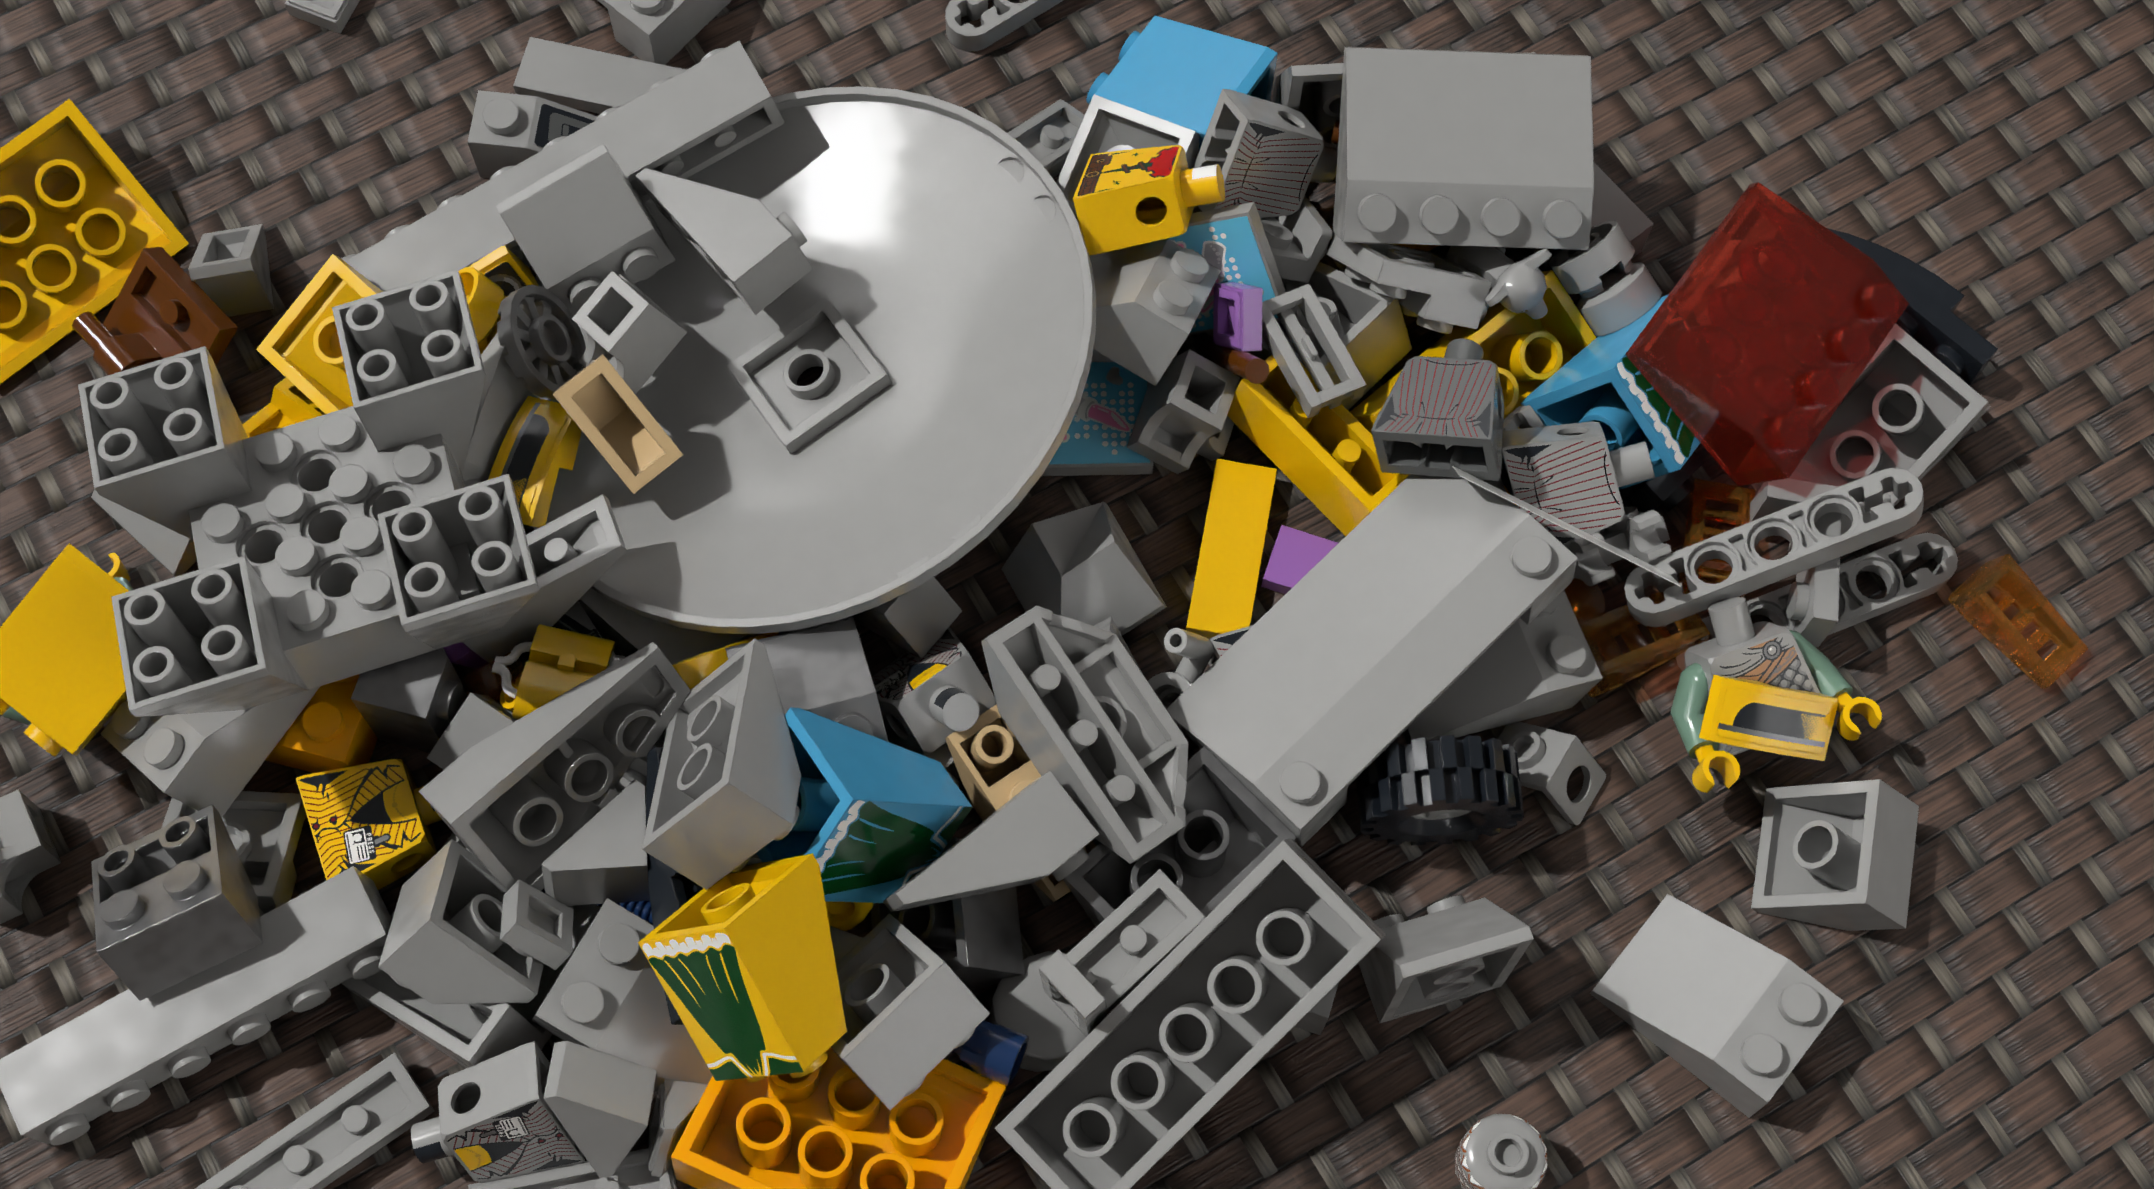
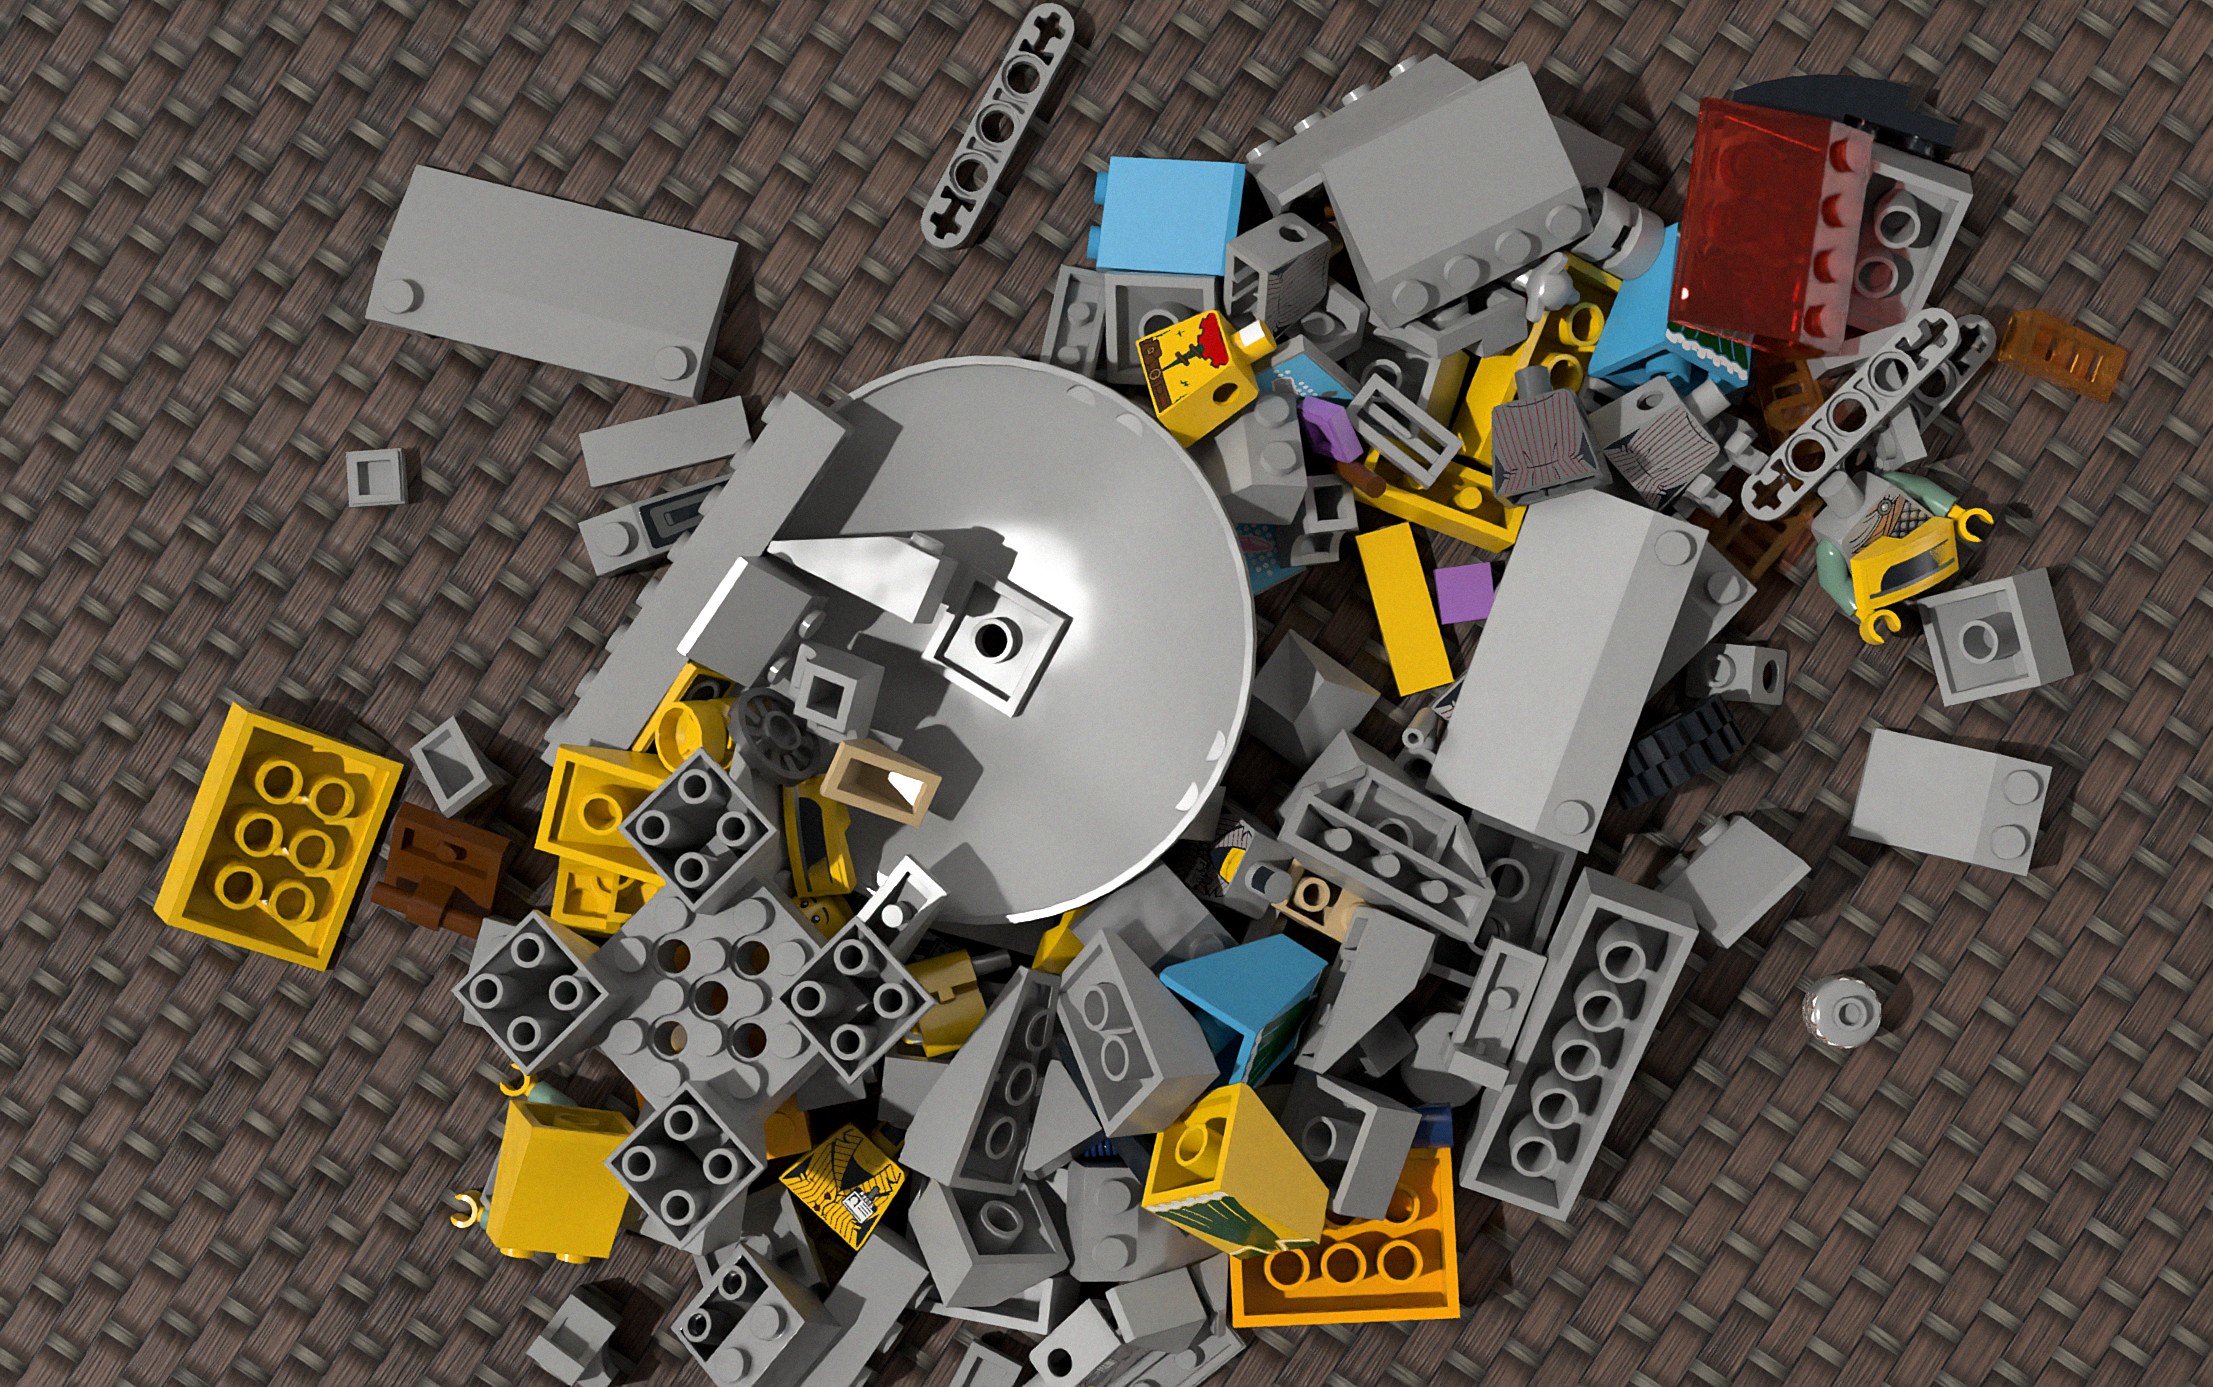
camera: 25 degrees left, 20 degrees up
(536, 925) = (1039, 1209): light grey plate -> none
(1566, 526) = (1682, 495): white sticker -> none

